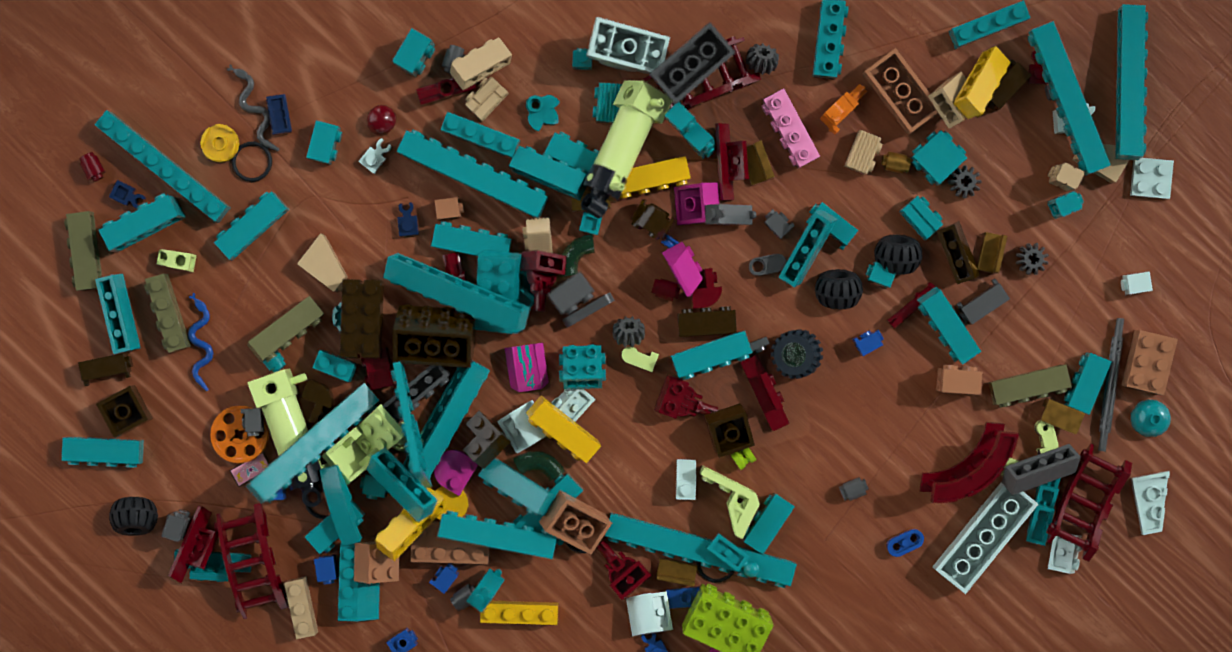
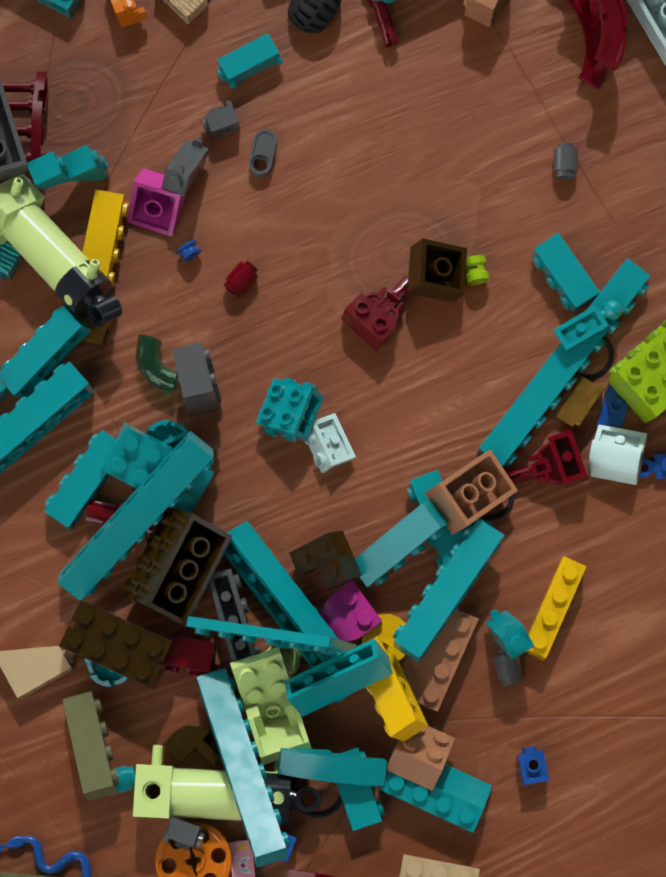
camera: 65 degrees left, 10 degrees down
(326, 569) = (404, 822): blue brick -> none
(335, 365) = (160, 705): teal brick -> none
(372, 487) = (326, 721): teal brick -> none
(407, 224) = (29, 548): dark blue plate -> none
(445, 577) = (474, 680): blue brick -> none
(449, 208) = (33, 490): nougat brick -> none
(519, 430) = (332, 508): light aqua brick -> none
(527, 367) = (261, 477): dark pink slope -> none
(538, 235) = (113, 395): tan brick -> none
(539, 461) = (380, 509): clear green cylinder -> none
(541, 274) = (155, 407): dark red brick -> none
(563, 429) = (357, 459): yellow brick -> none
(570, 152) = (34, 313): teal brick -> none
(588, 310) = (226, 378): dark grey beam -> none
(590, 224) = (125, 332): teal plate -> none
(628, 331) = (271, 339): dark grey gear -> none
(639, 359) = (303, 348): yellowish green leg -> none
(652, 219) = (151, 257): dark brown brick -> none
(683, 267) = (223, 245): dark pink slope -> none
(686, 479) = (475, 347): light aqua slope -> none
(706, 321) = (299, 247): dark brown brick -> none
(707, 296) = (268, 231): dark red brick -> none
(713, 353) = (338, 259): teal brick -> none
(731, 161) = (125, 142): dark red bracket -> none
(740, 513) = (540, 298): yellowish green bracket -> none
(758, 164) = (140, 116): pearl gold panel -> none
(759, 345) = (352, 199): dark grey plate -> none
(762, 59) = (23, 60): dark grey gear -> none
(765, 392) = (410, 213): dark red bracket -> none
(791, 129) = (118, 63): bright pink brick -> none
(797, 353) = (380, 158): black wheel -> none
(808, 248) = (263, 94): teal brick -> none
(838, 289) = (326, 84): black wheel -> none
(868, 342) = (401, 77): blue brick -> none
(879, 275) = (330, 32): teal brick -> none
(905, 543) = (652, 130): blue plate -> none

